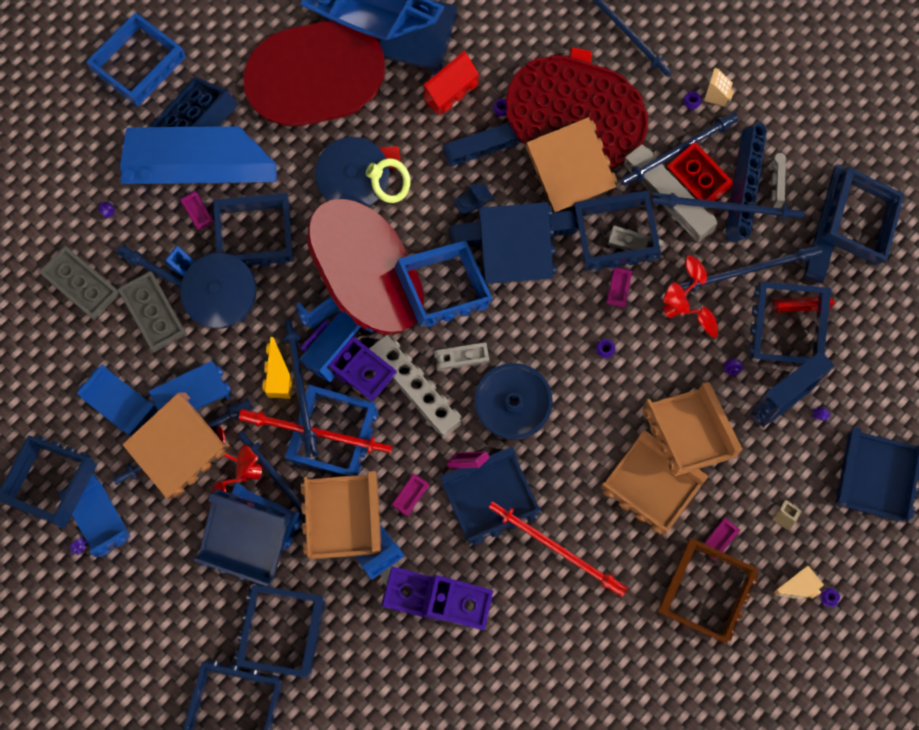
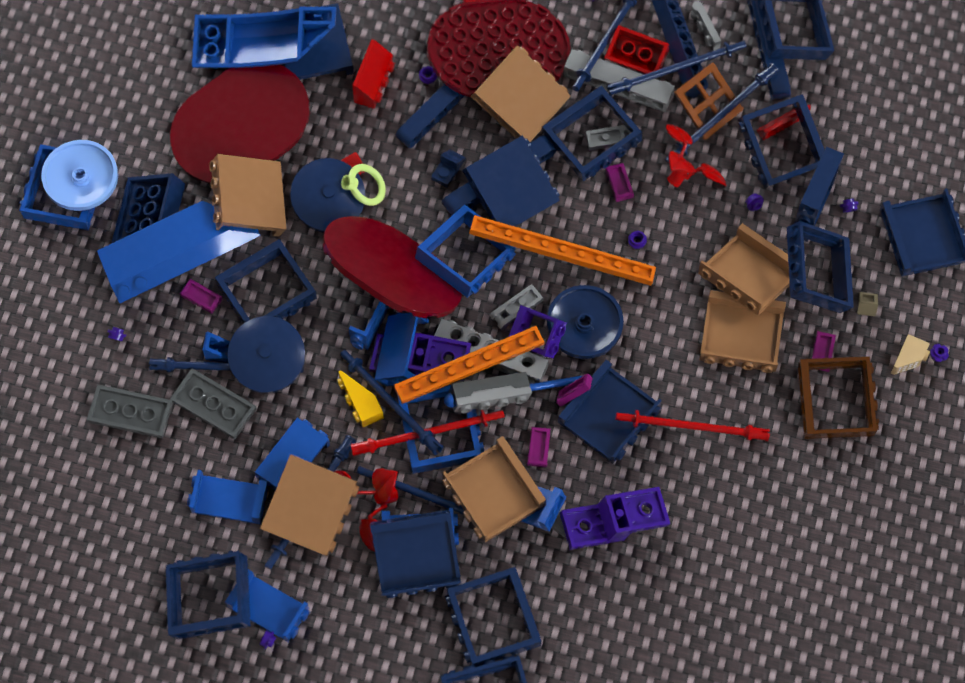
camera: 30 degrees left, 5 degrees down
(148, 54) = (79, 175): none -> light blue dish
(281, 139) = (248, 193): none -> medium nougat panel
(381, 390) = (468, 364): none -> orange plate
(398, 427) = (496, 391): none -> piece
(455, 376) = (523, 321): none -> dark purple window
(530, 326) = (562, 250): none -> orange plate
(742, 251) = (709, 100): none -> dark orange window
(779, 470) = (840, 267): none -> dark blue window

